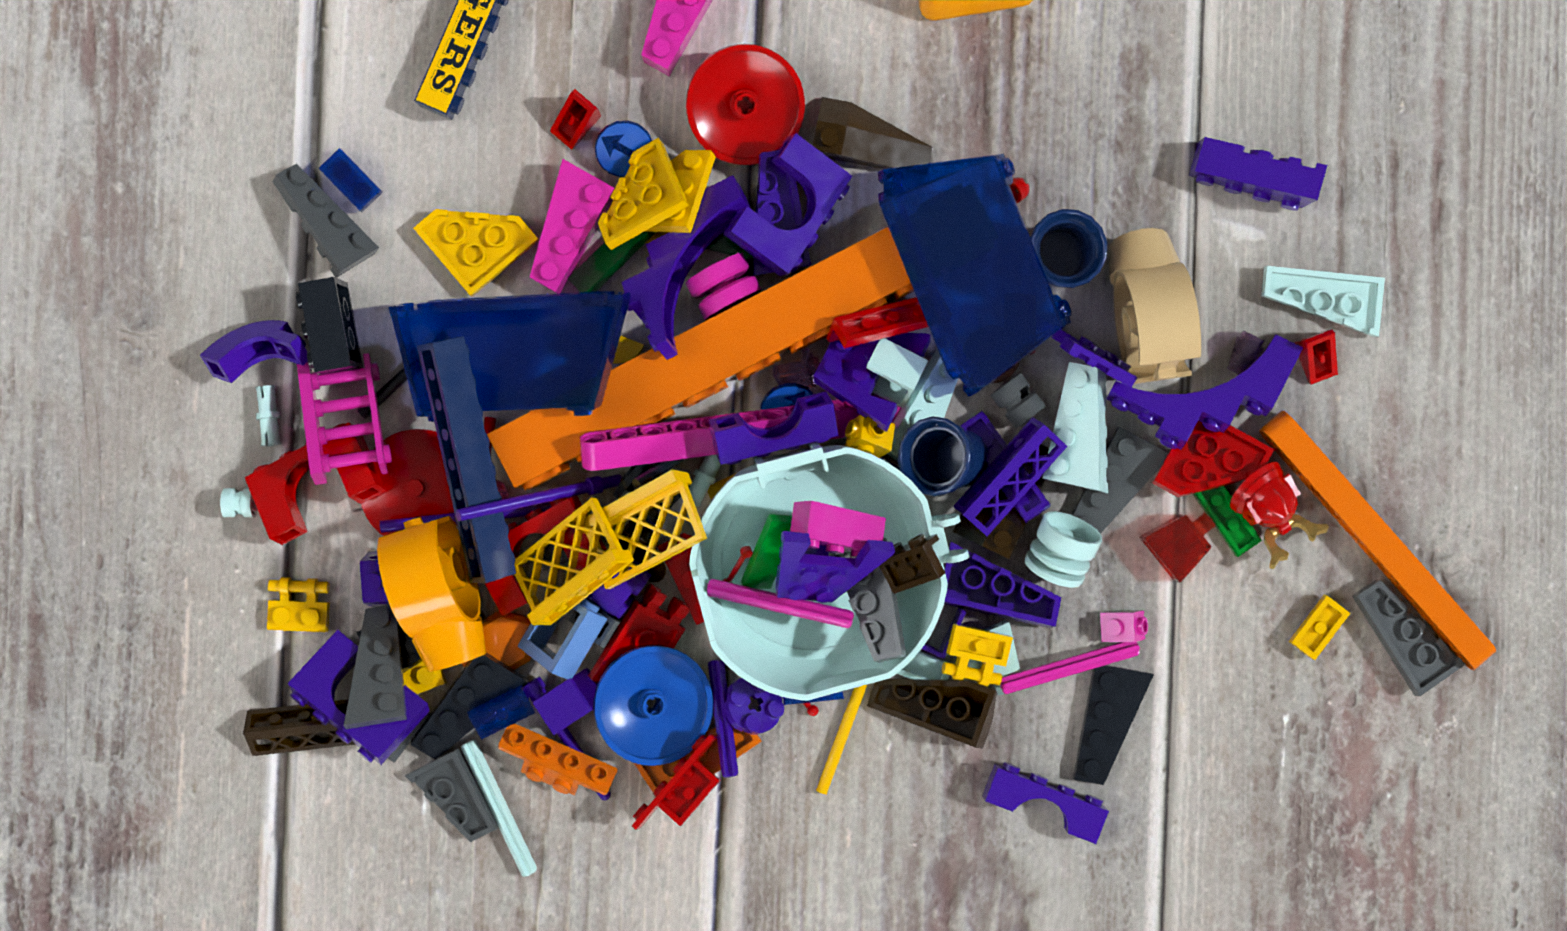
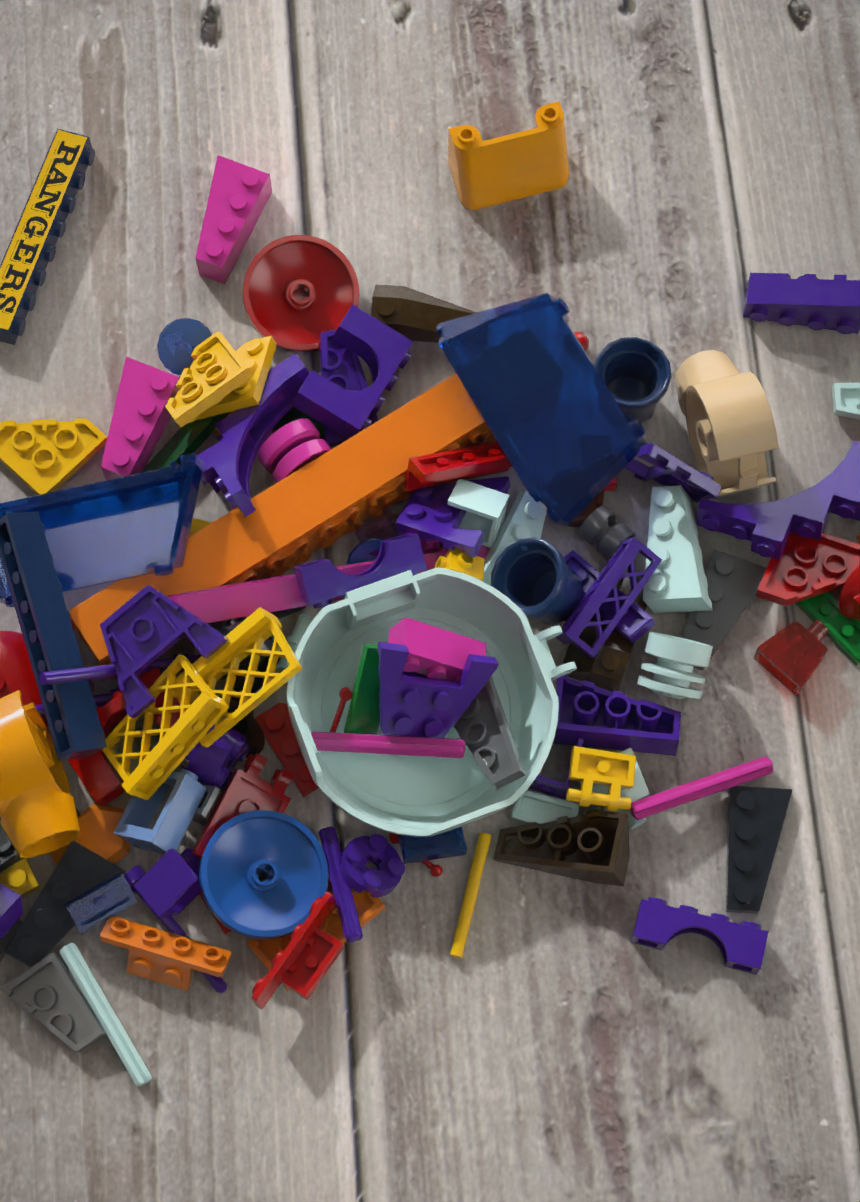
camera: 10 degrees left, 20 degrees down
(560, 472) = (143, 632): none -> dark purple wing
(575, 119) = (137, 325): red slope -> none
(912, 564) = (518, 680): dark brown bracket -> none
(1123, 626) = (751, 743): bracket -> none
(1244, 352) = (826, 461): clear purple cone -> none

